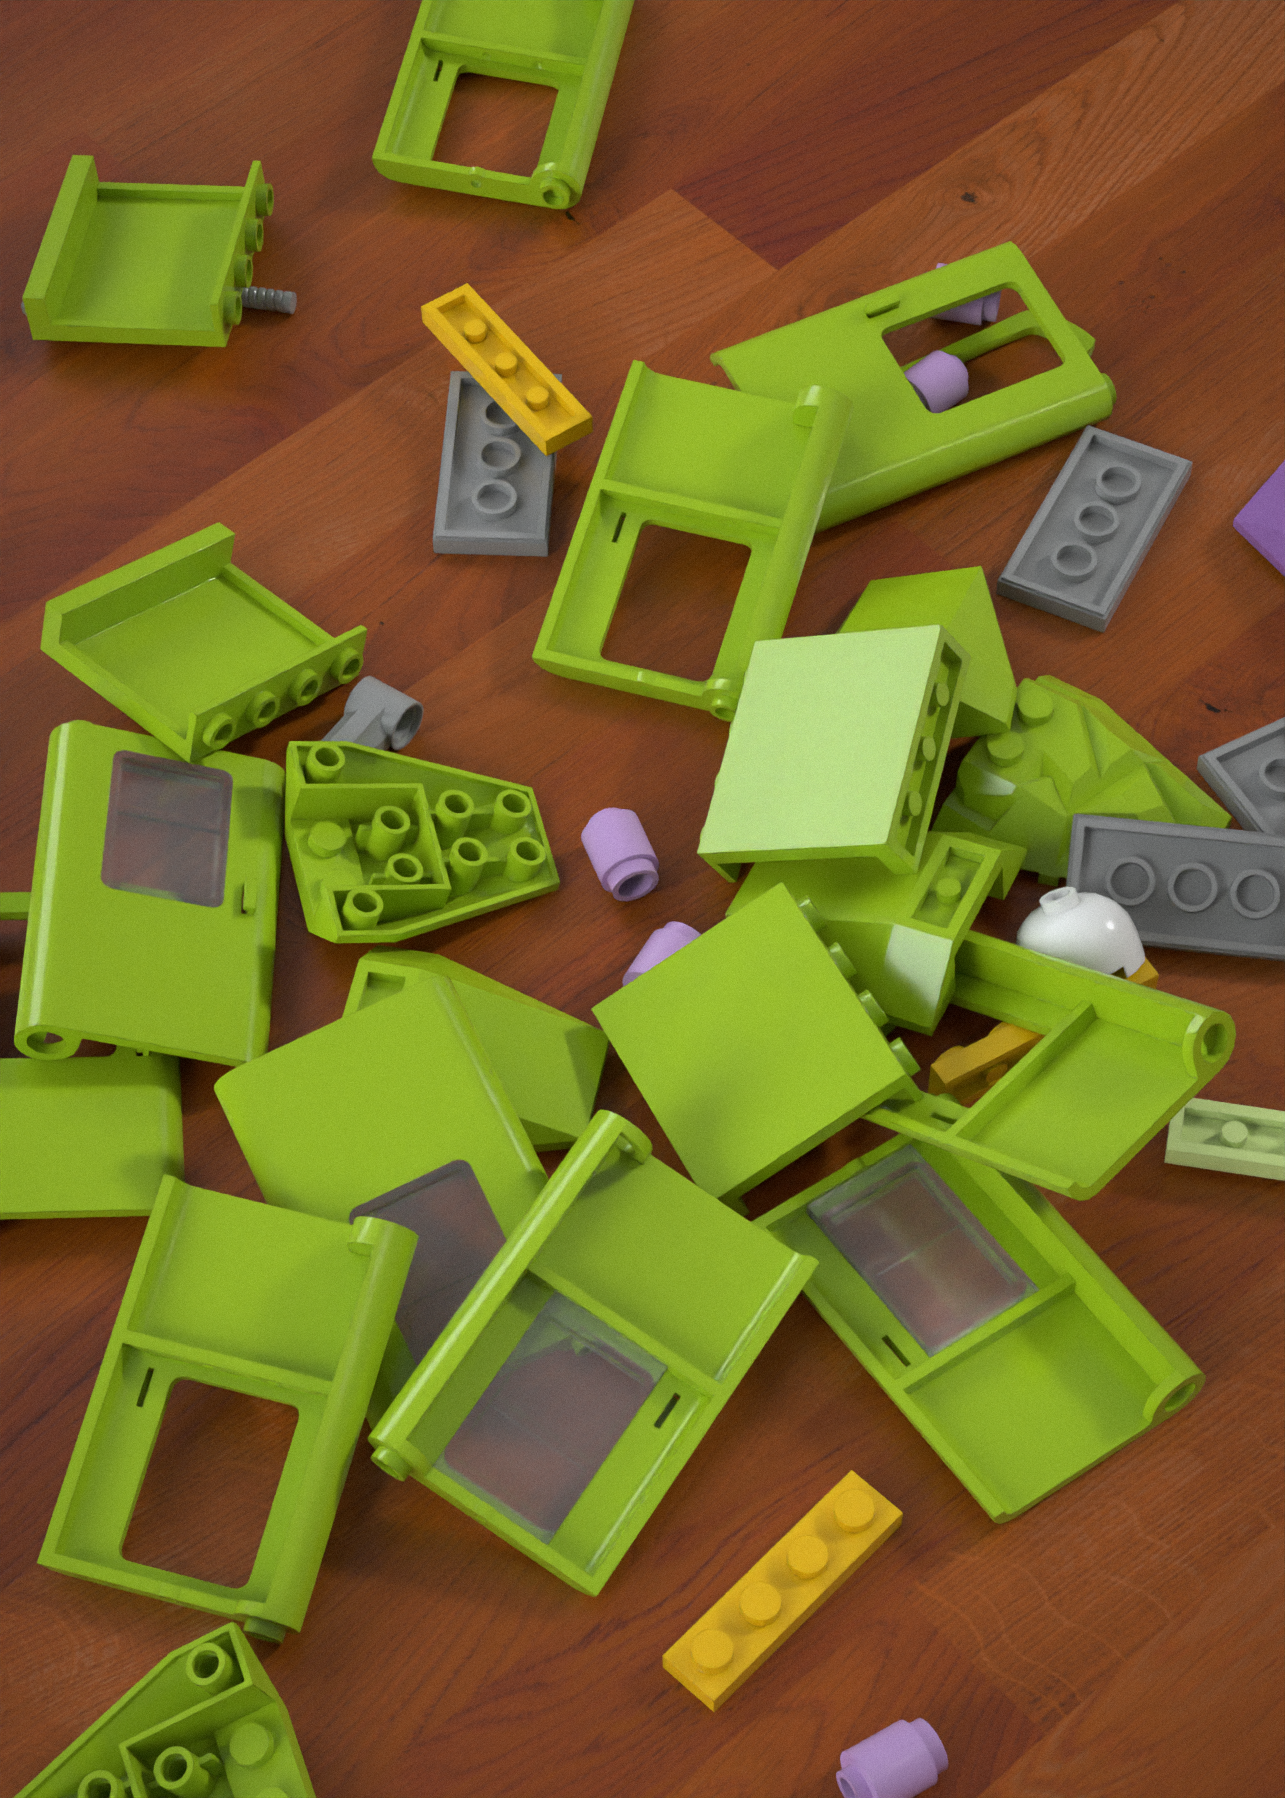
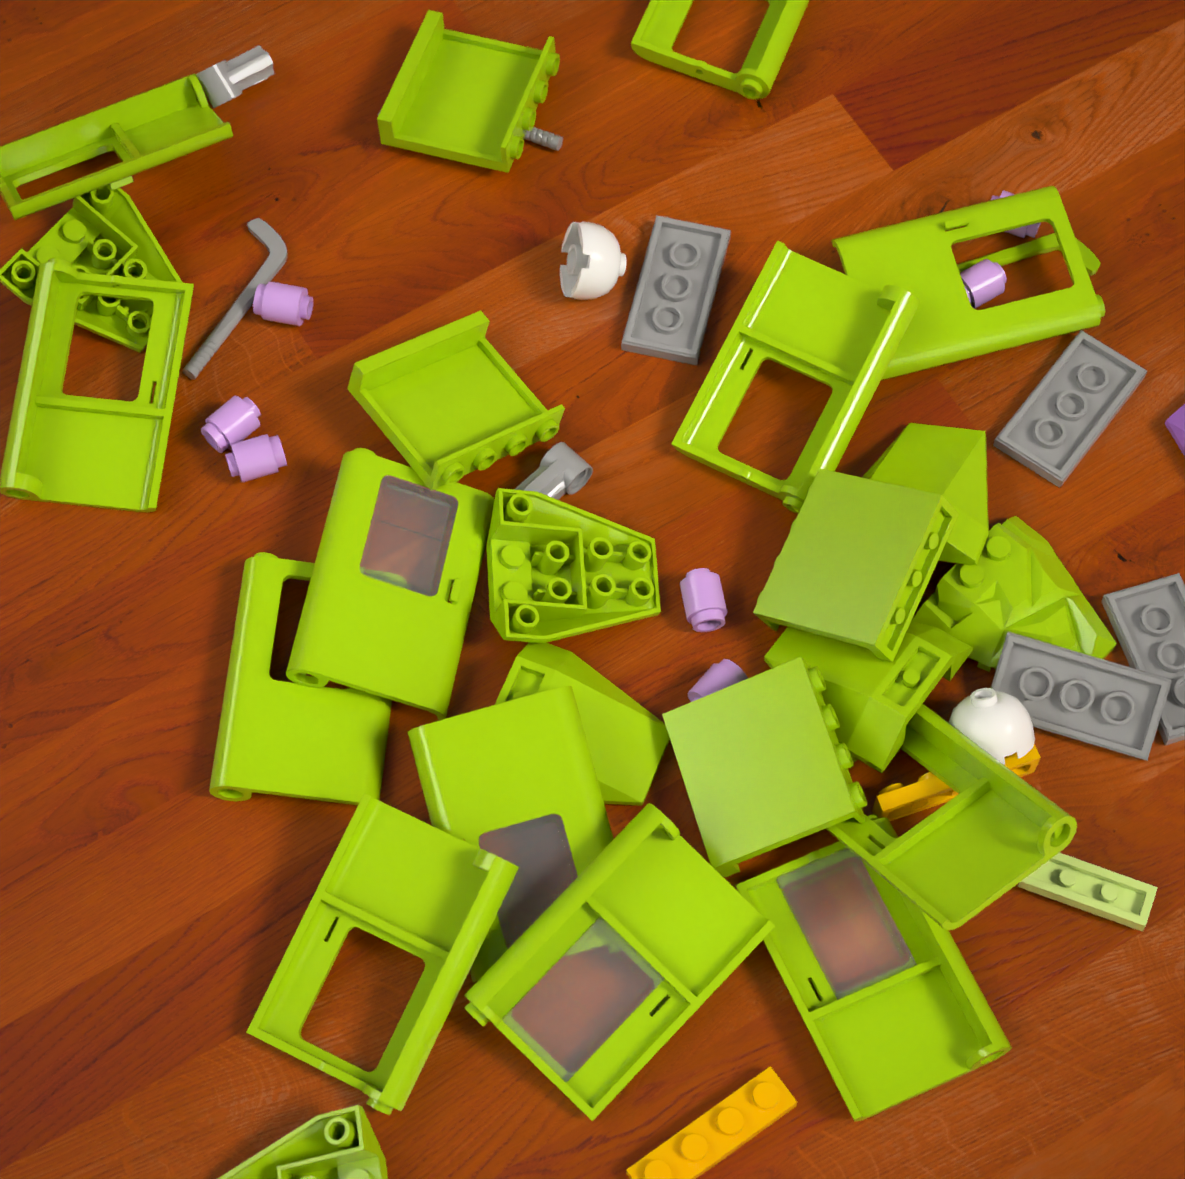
camera: 10 degrees right, 10 degrees up
(369, 438) = (592, 261): none -> white cylinder
(507, 369) = (693, 224): yellow plate -> none

